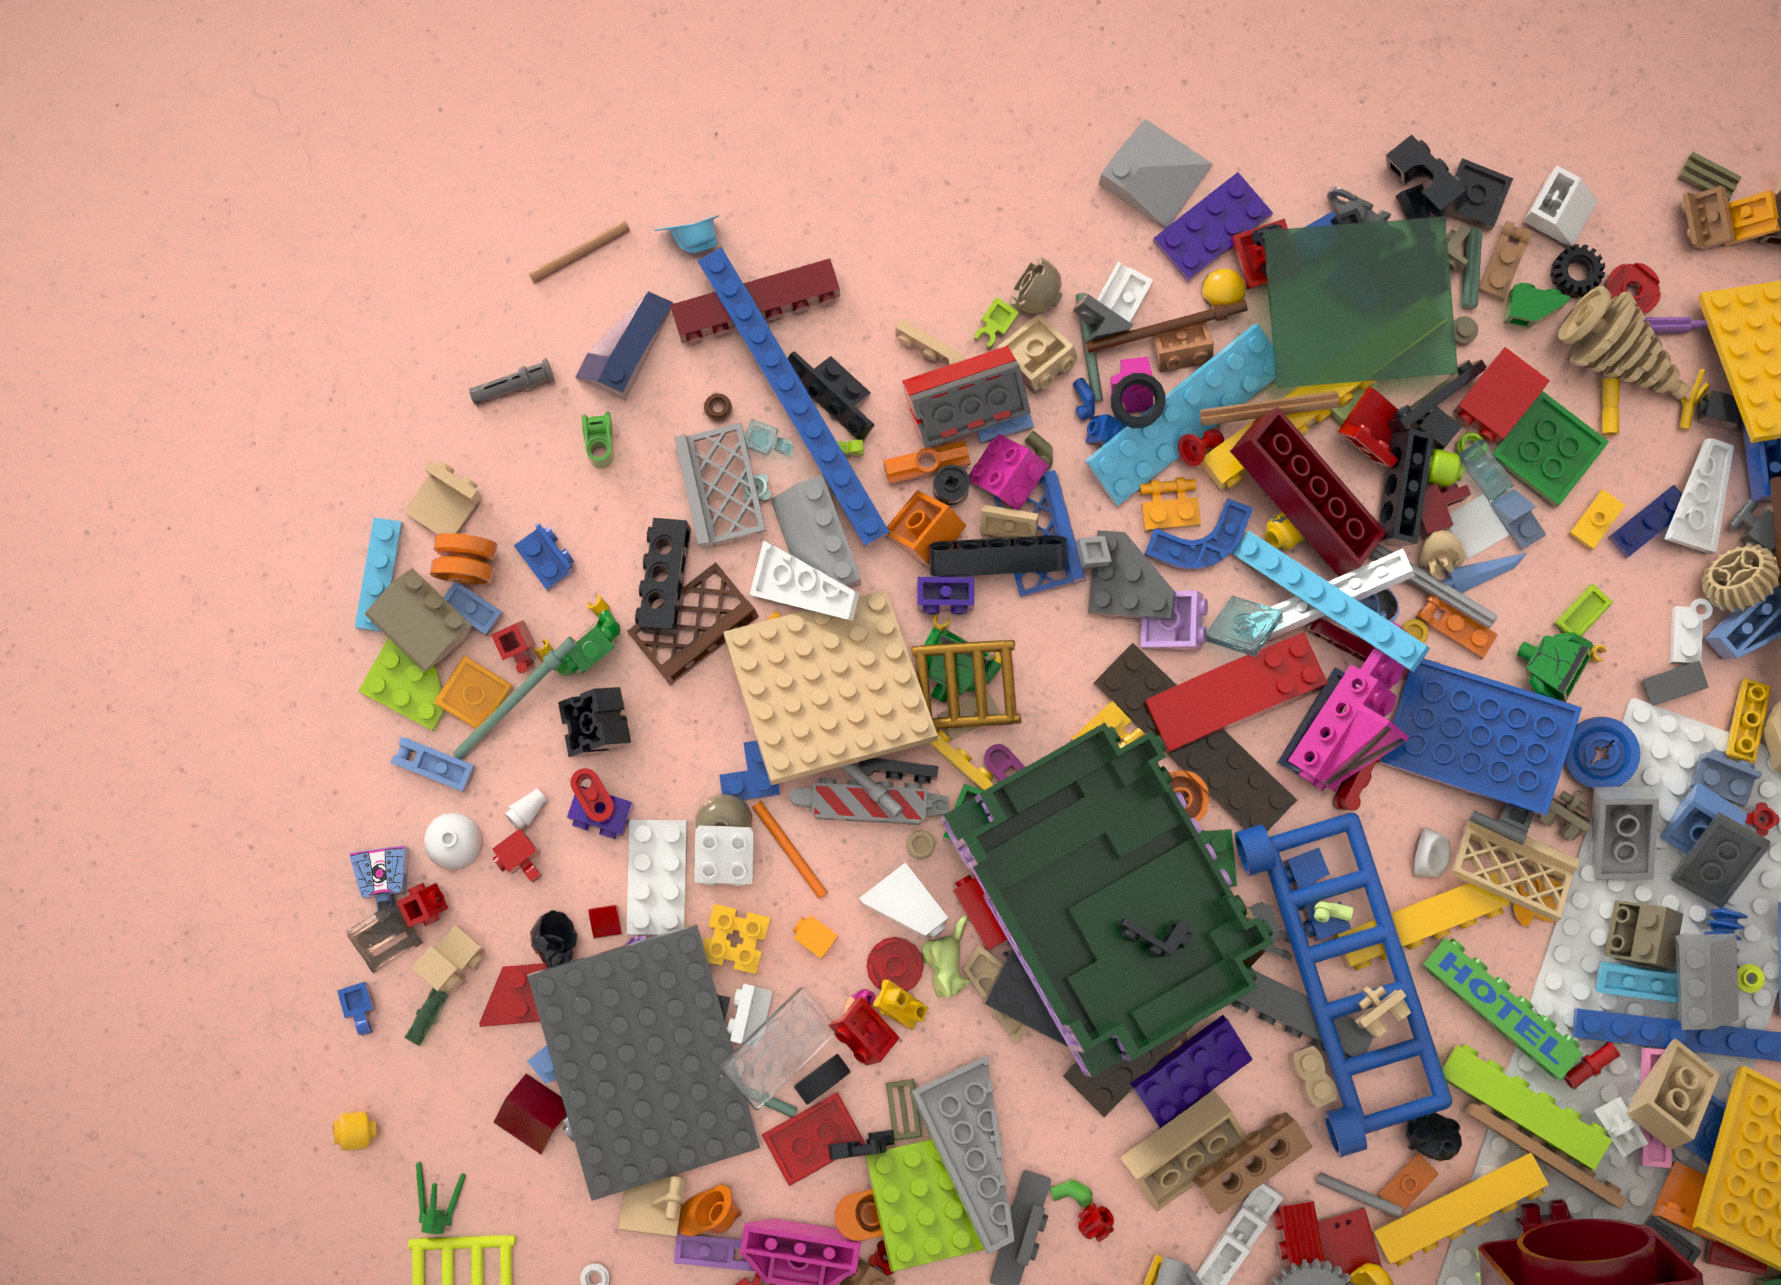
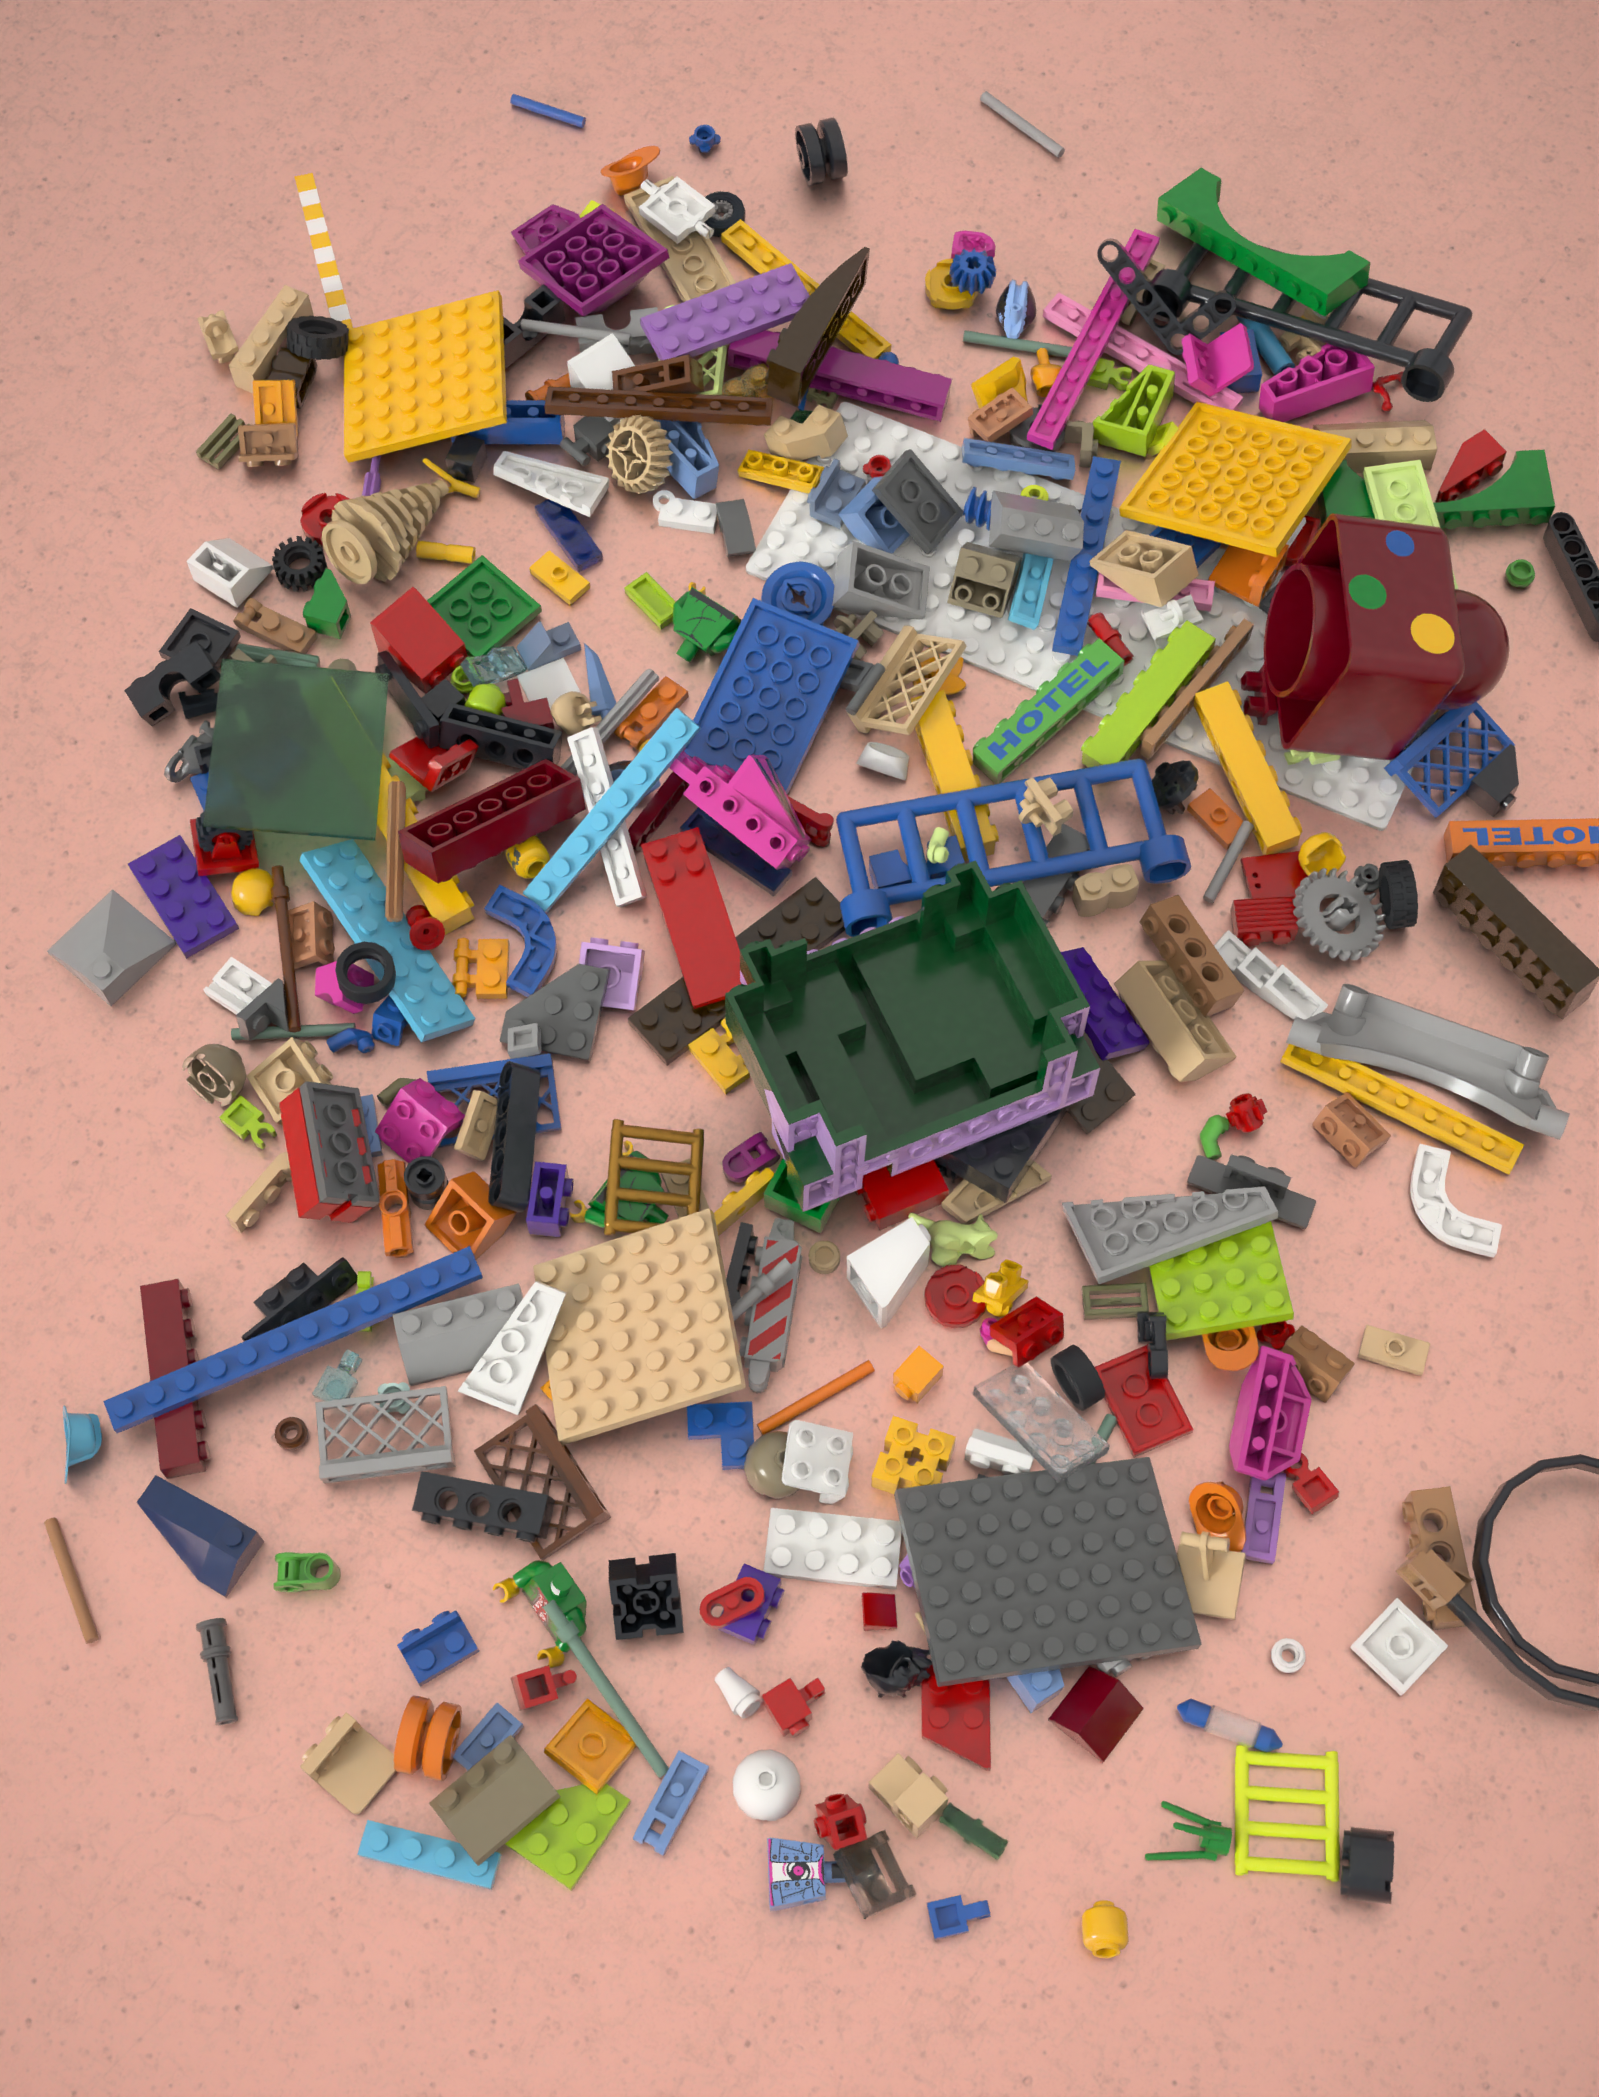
camera: 80 degrees left, 15 degrees down
(530, 1229) = (1229, 1725): none -> piece
(1174, 939) = (961, 975): black bracket -> none
(1244, 626) = (625, 903): clear light blue plate -> none

